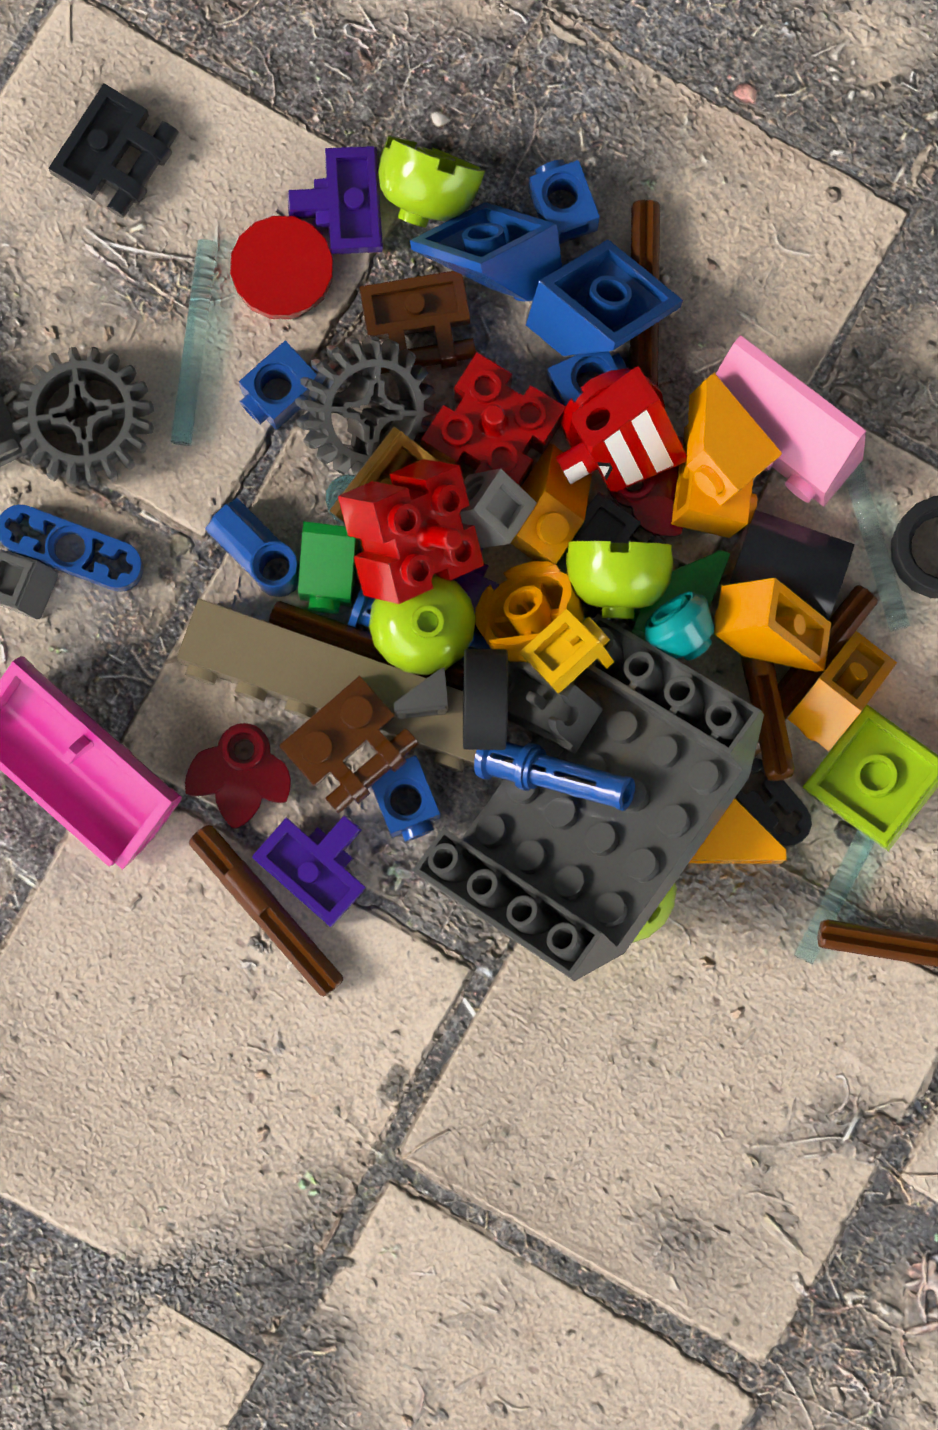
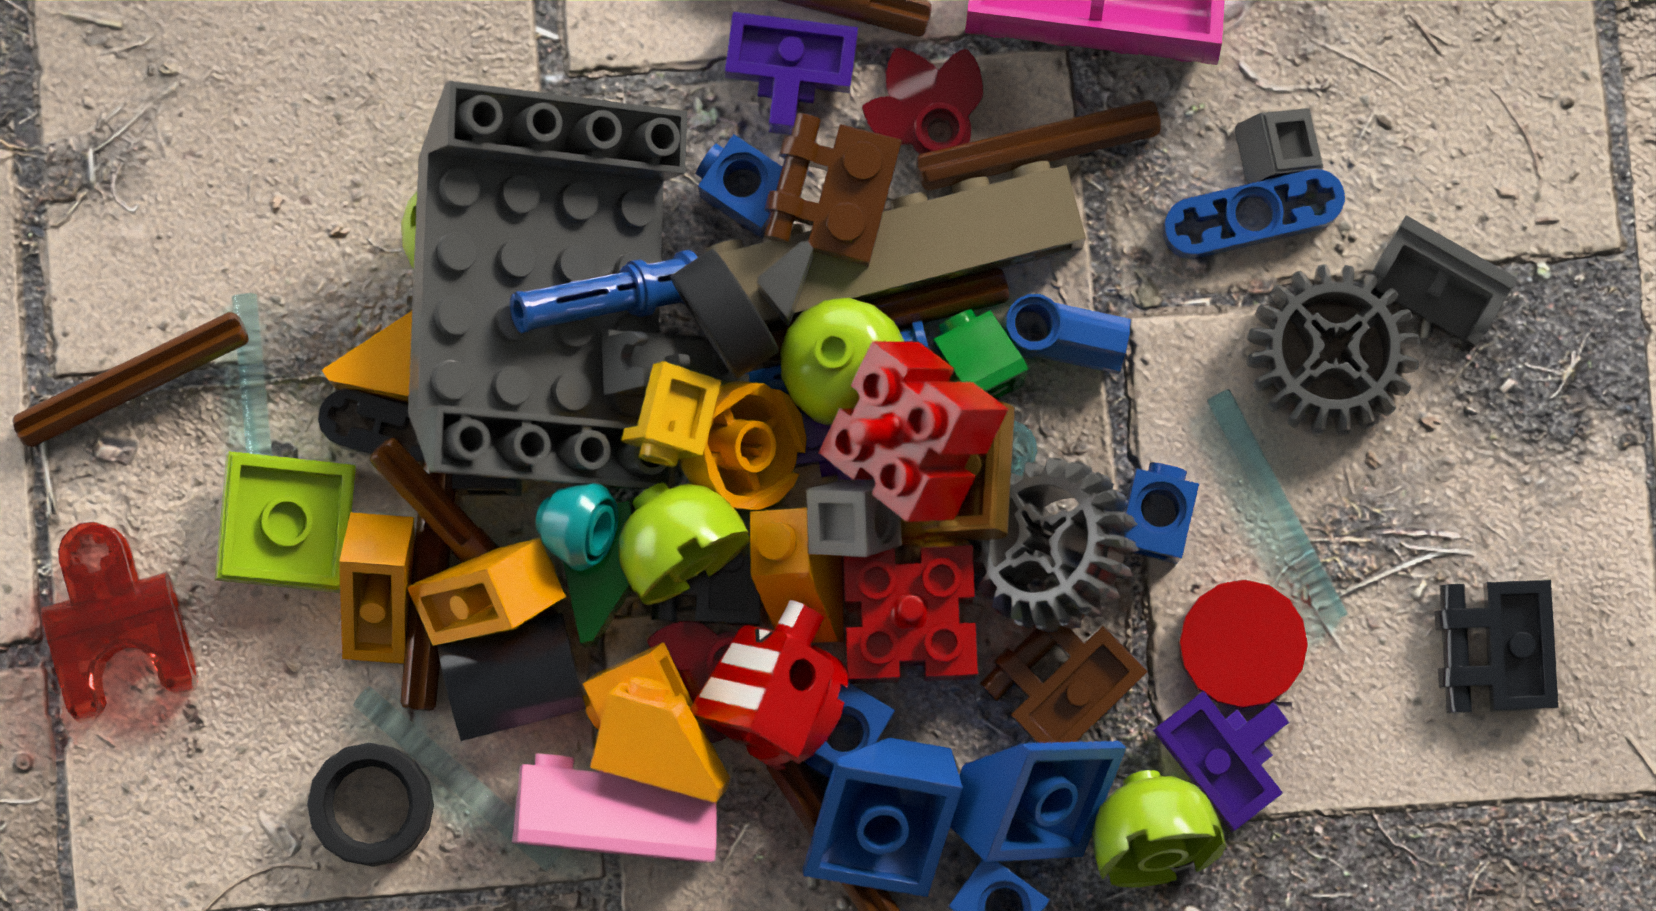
camera: 150 degrees right, 0 degrees up
(184, 691) = (1038, 143): none -> reddish brown axle

